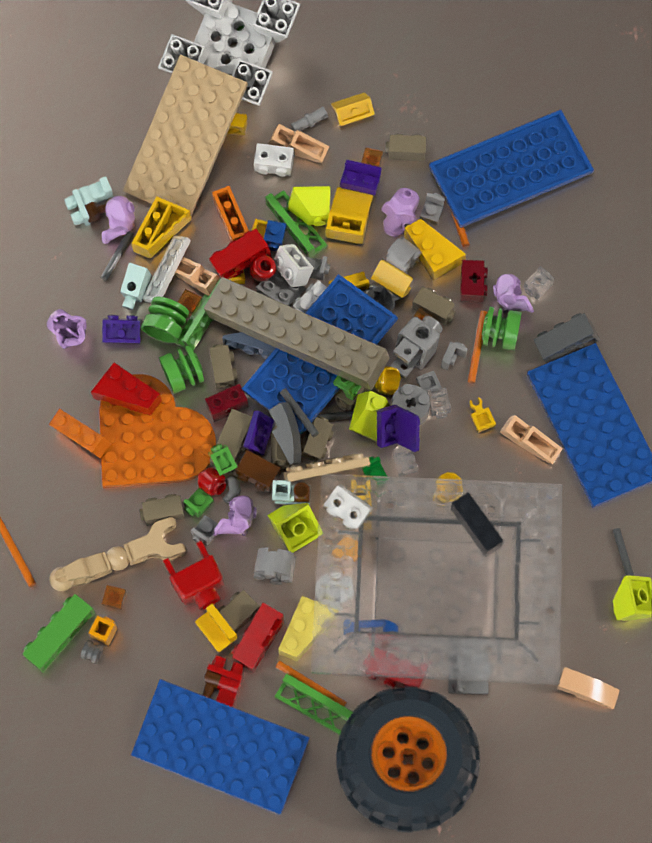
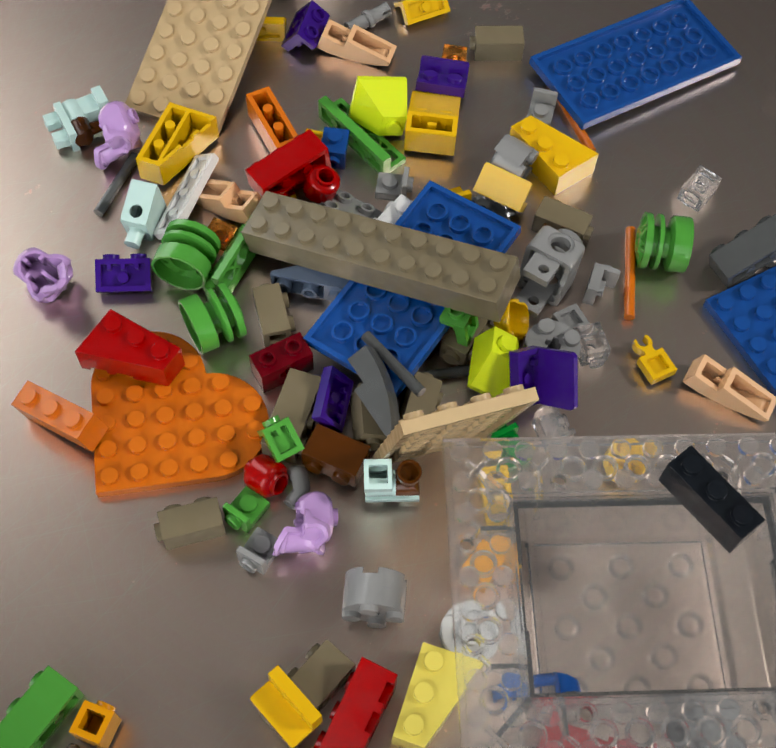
camera: 10 degrees left, 10 degrees down
(114, 597) = (114, 667): clear orange plate -> none
(117, 558) = (76, 621): tan piece -> none
(197, 581) = (251, 630): red piece -> none
(261, 126) = (306, 27): none -> dark purple bracket
(273, 159) = (321, 60): white brick -> none
(293, 265) = (363, 179): white brick -> none
(295, 525) = (400, 532): neon yellow slope -> none
(349, 504) = (500, 478): white brick -> none
(400, 211) = (499, 111): lavender head -> none
(473, 291) = (610, 190): dark red brick -> none
(509, 293) = (662, 199): lavender head -> none

